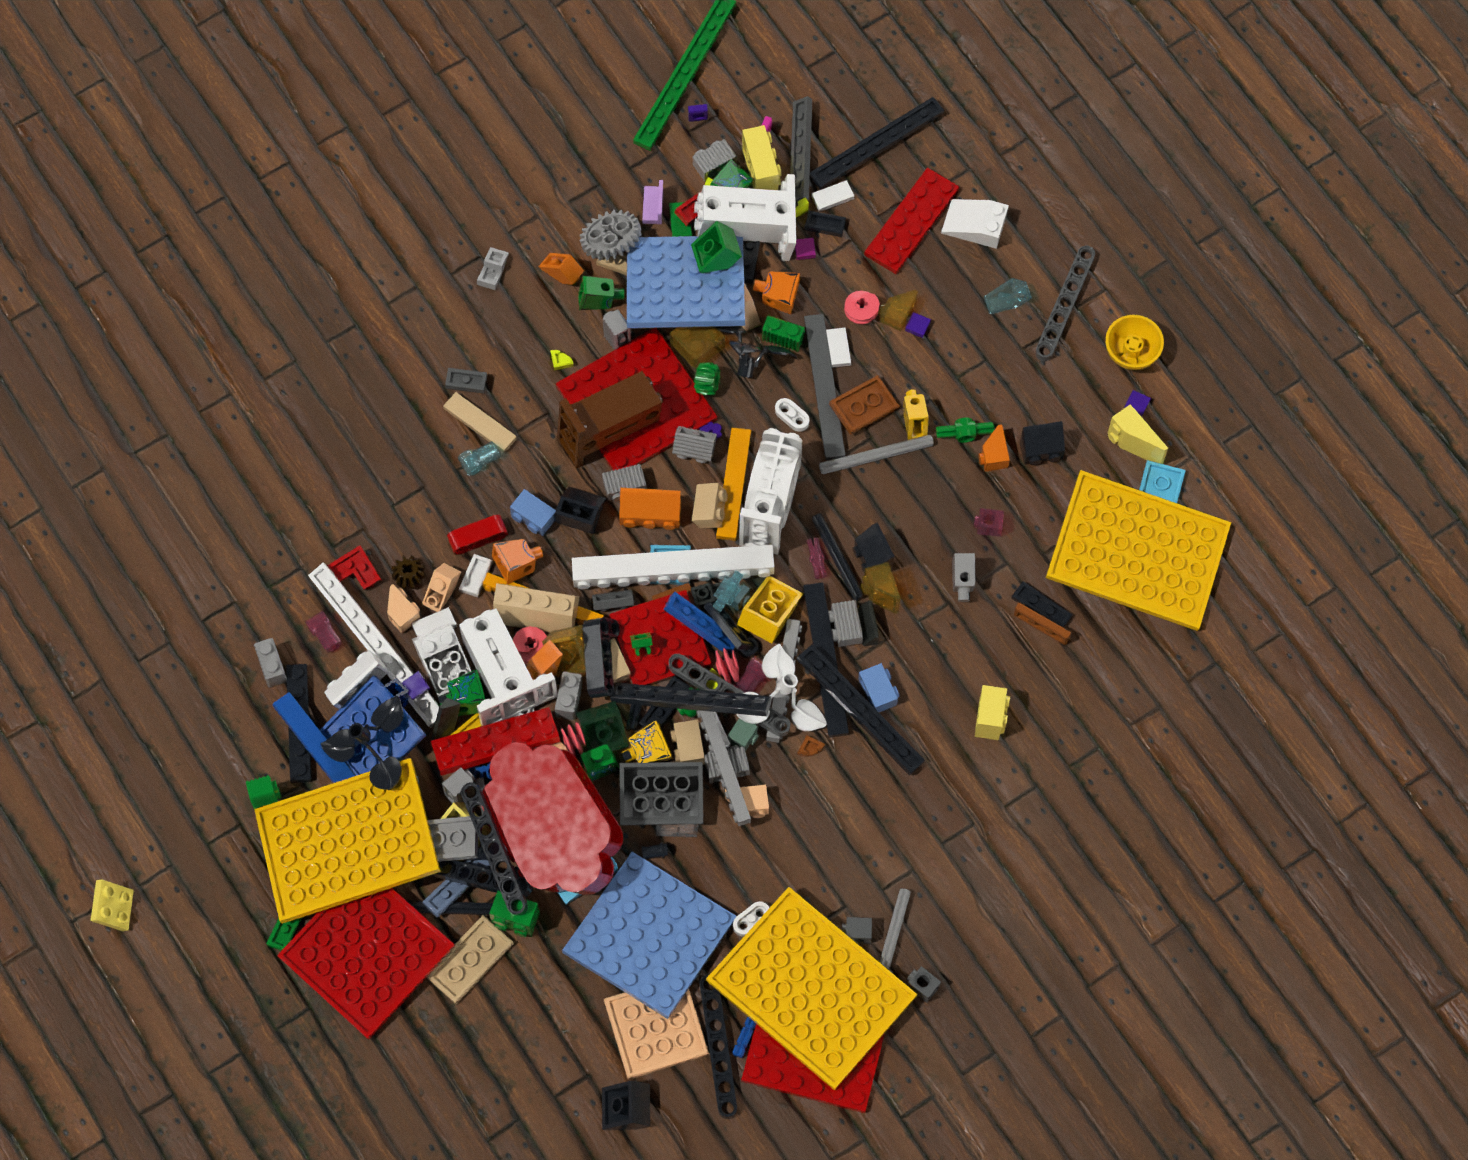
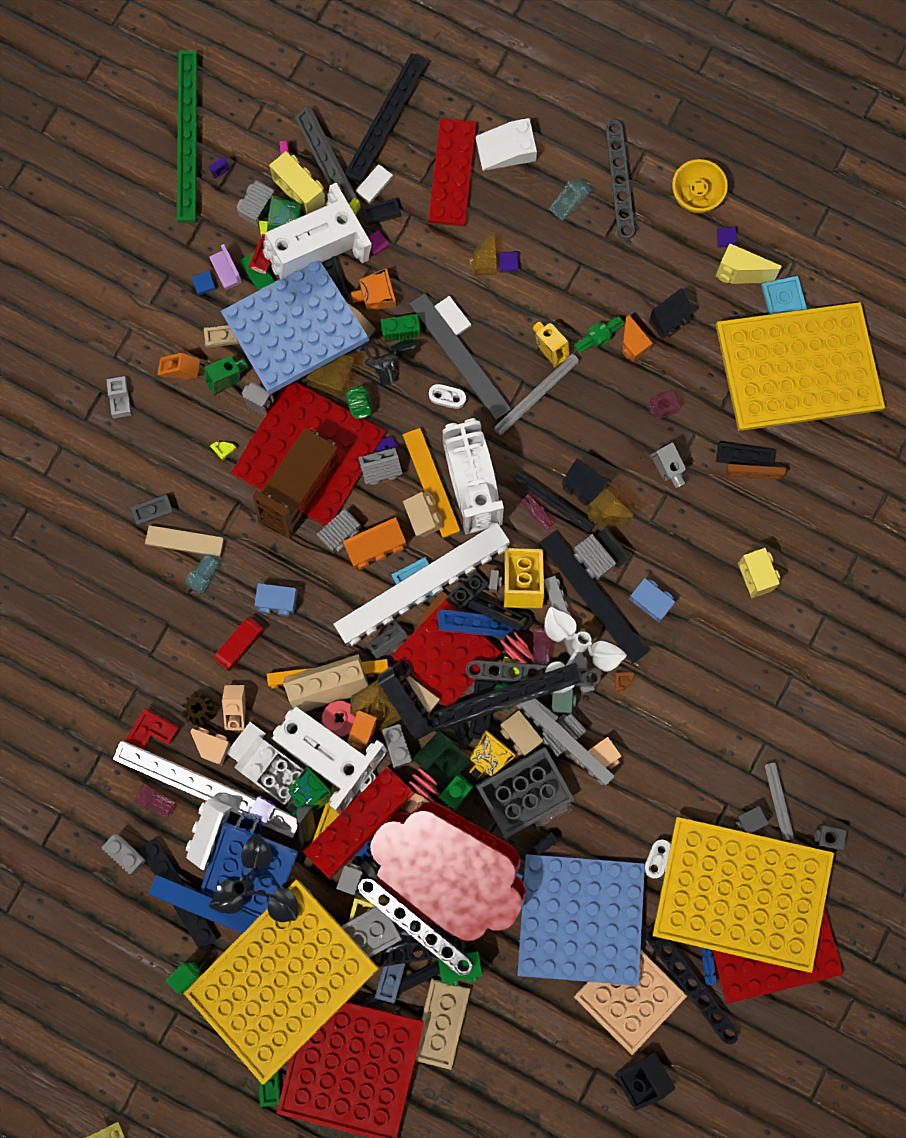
camera: 25 degrees left, 10 degrees up
(475, 575) = (257, 680): white tile -> none
(515, 559) = (284, 649): orange torso -> none
(579, 509) = (314, 574): black slope -> none
(610, 235) = (205, 316): light grey gear -> none
(626, 204) = (203, 283): none -> blue tile
(641, 640) = (433, 667): green tile -> none
(716, 248) = (306, 283): green slope -> none
(728, 591) = (484, 584): clear light blue gear -> none
(860, 709) = (648, 627): black plate -> none
(861, 315) = (460, 266): coral piece -> none
(864, 405) = (502, 356): dark orange tile -> none

